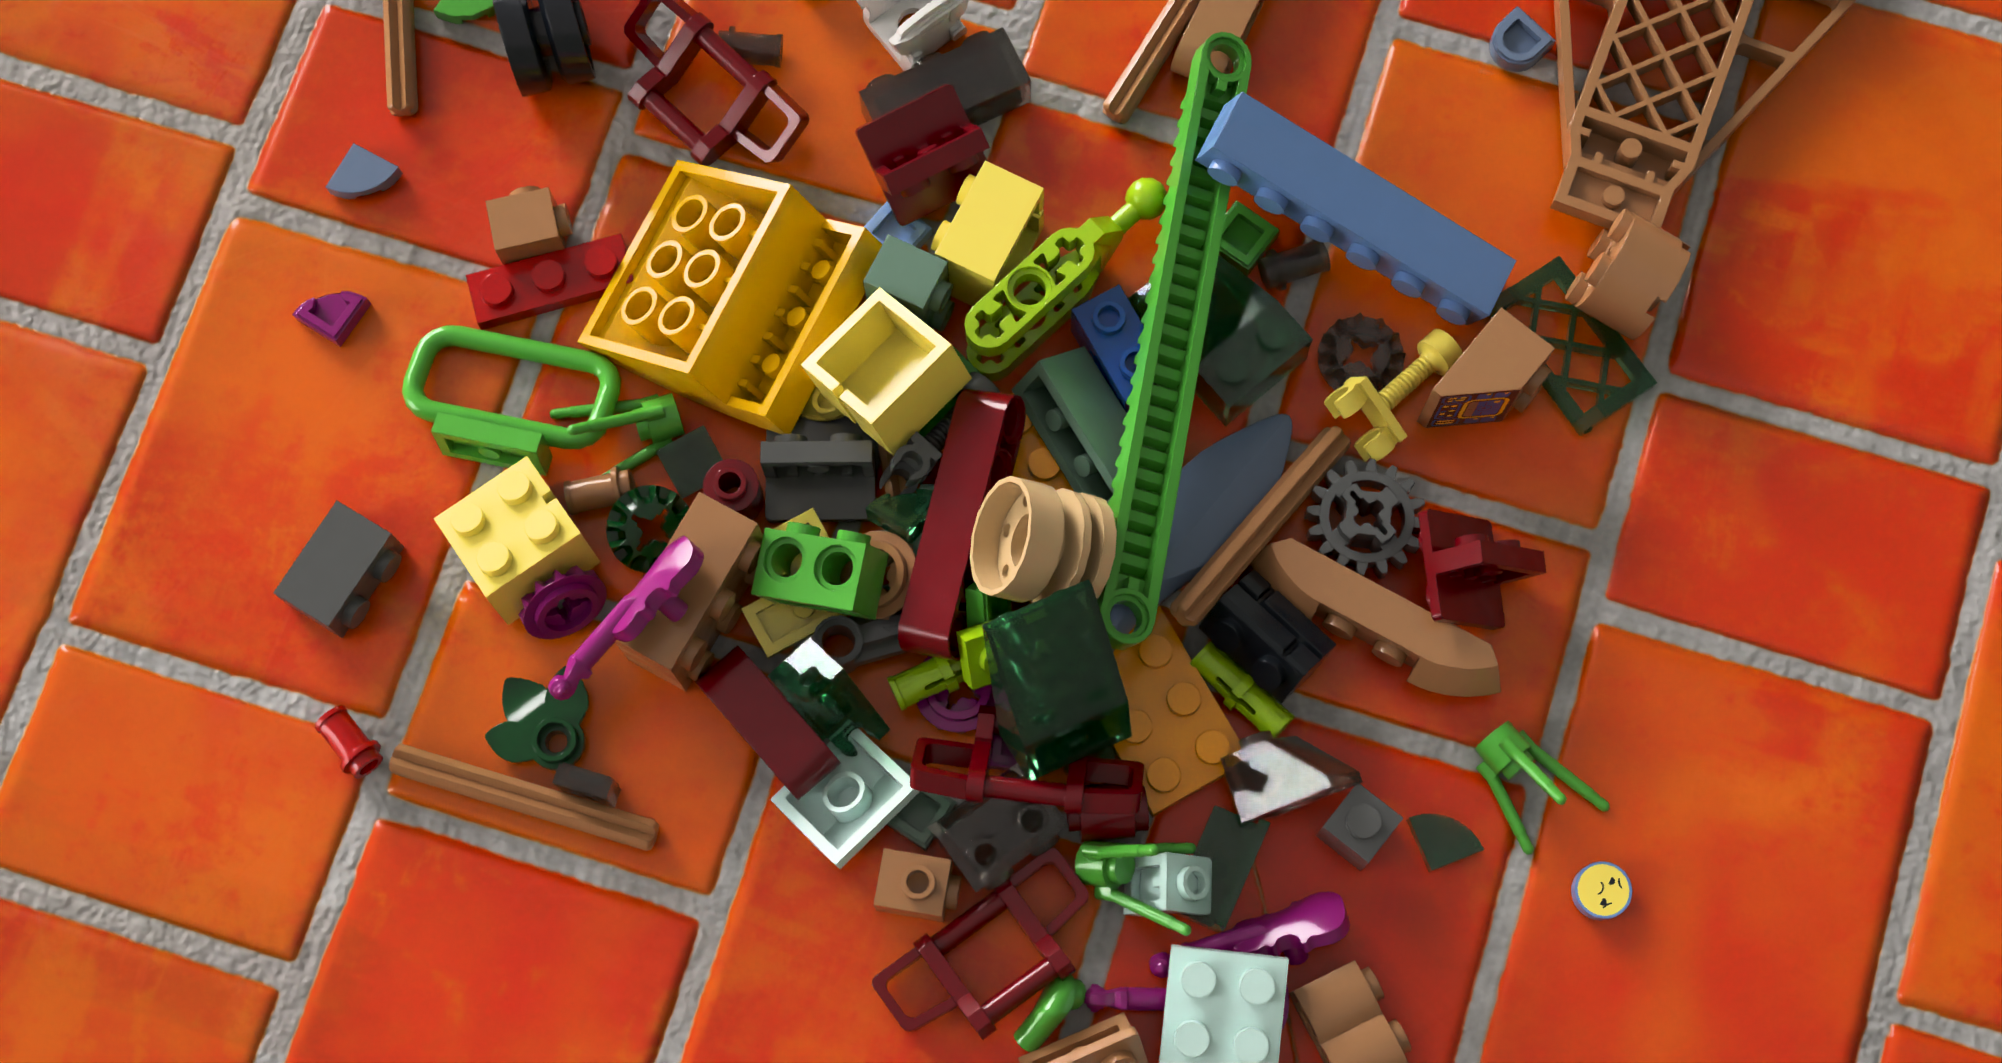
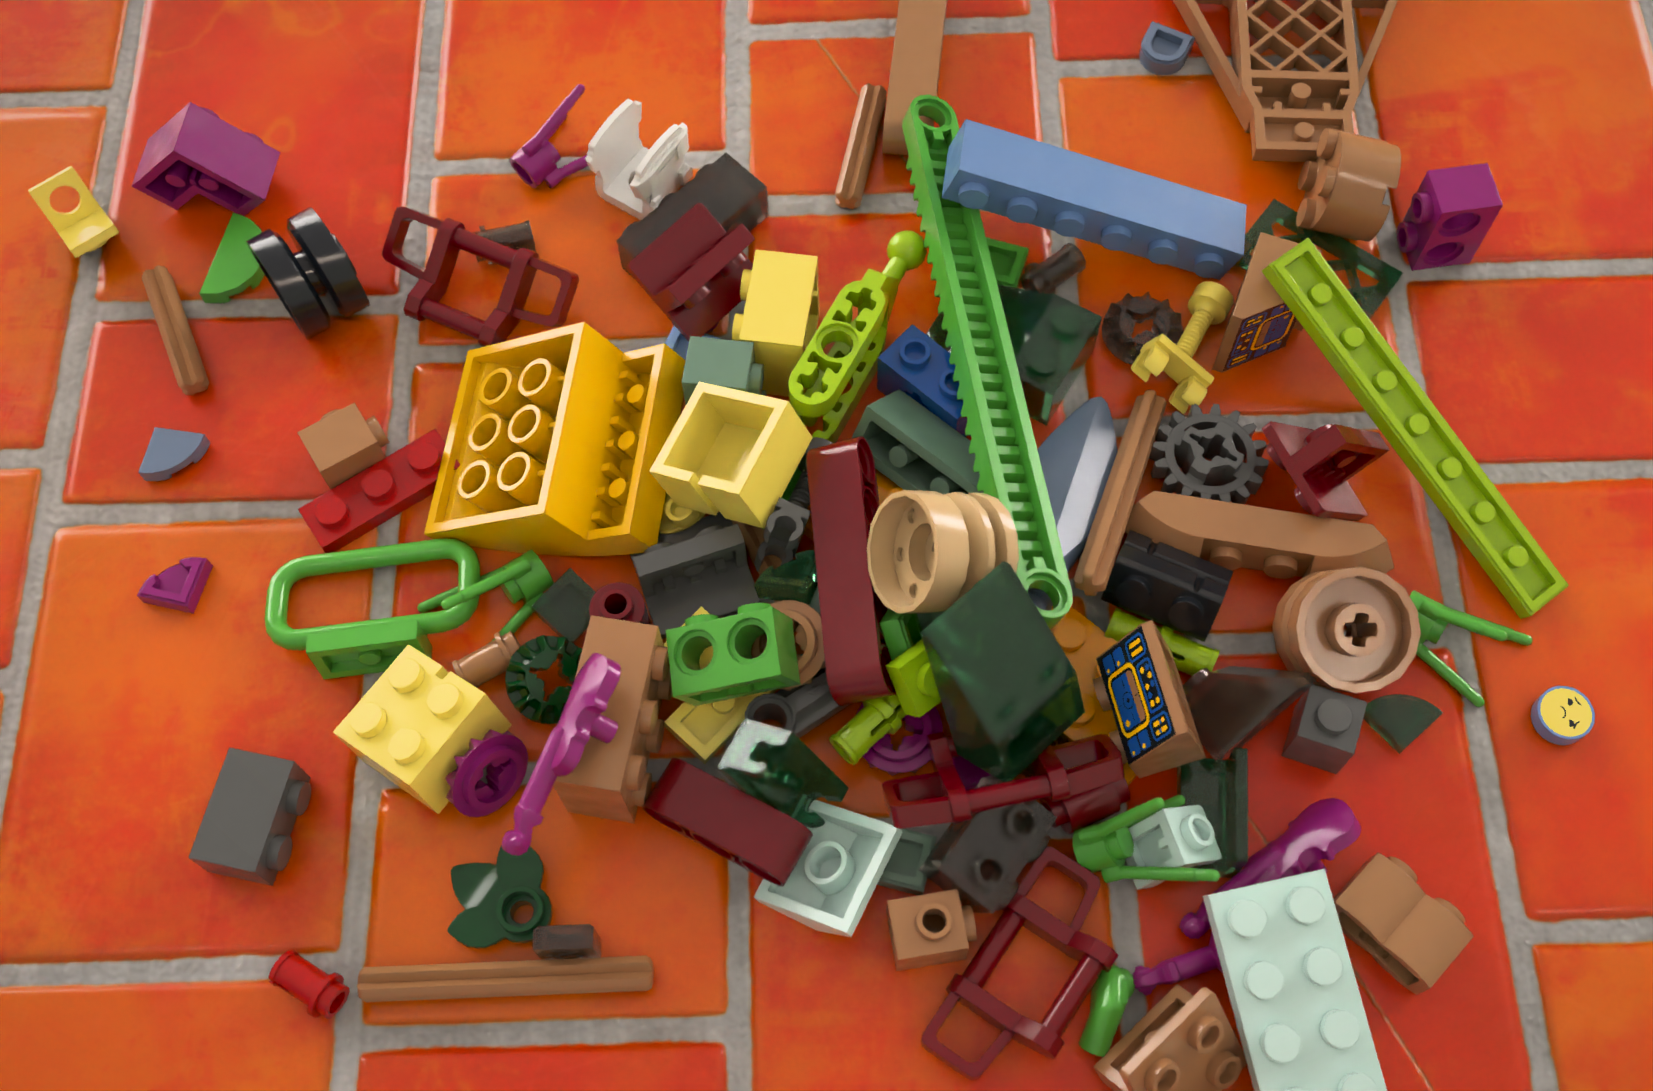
camera: 20 degrees left, 10 degrees down
(1192, 750) = (1147, 703): none -> slope
(1425, 773) = (1378, 621): none -> medium nougat wheel
(1573, 560) = (1415, 429): none -> lime tile
(1719, 343) = (1449, 216): none -> magenta brick

